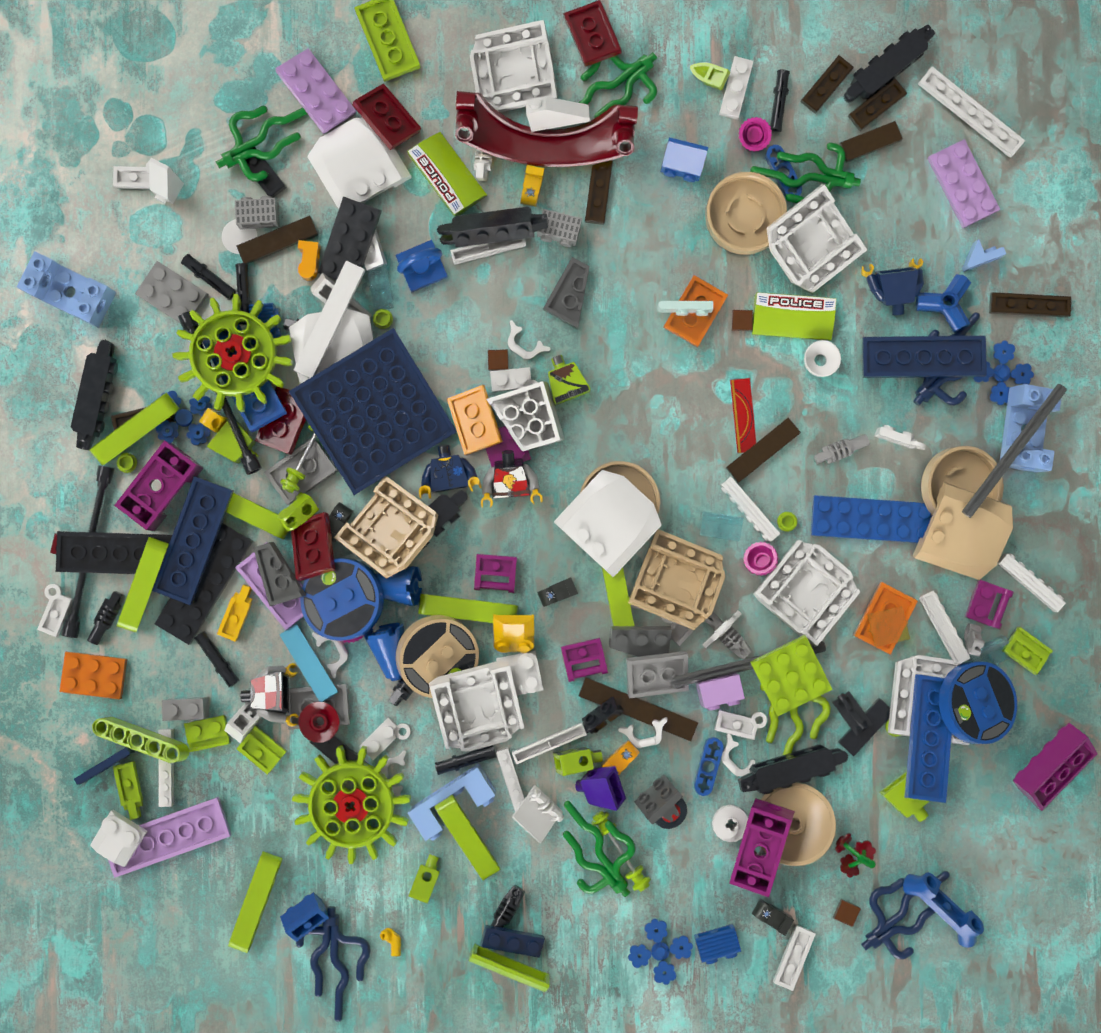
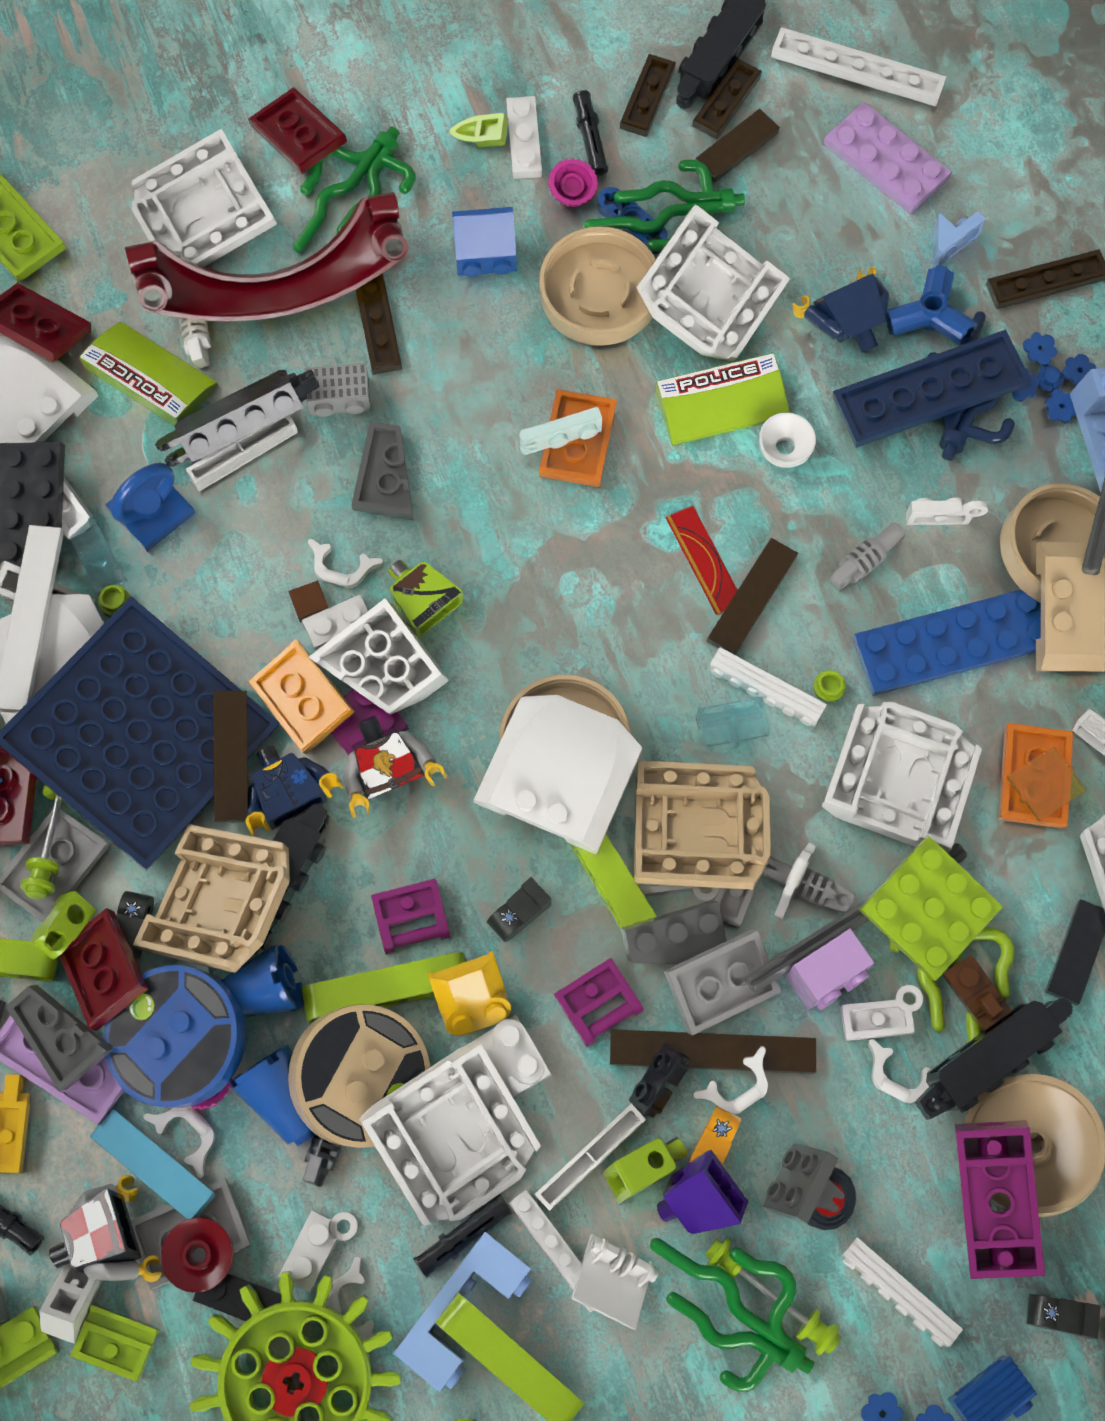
camera: 15 degrees left, 15 degrees down
(422, 444) = (230, 756): none -> dark brown tile
(532, 185) = (278, 344): yellow leg -> none
(552, 113) = (274, 241): white slope -> none
(688, 869) = (901, 1292): none -> white piece
(699, 779) = (870, 1128): blue beam -> none
(722, 816) = (930, 1201): white piece -> none
(742, 320) = (650, 429): reddish brown tile -> none
(760, 558) = (812, 750): dark pink hat -> none
(798, 730) = (977, 992): none -> reddish brown hinge
(852, 713) = (1048, 936): black hinge -> none

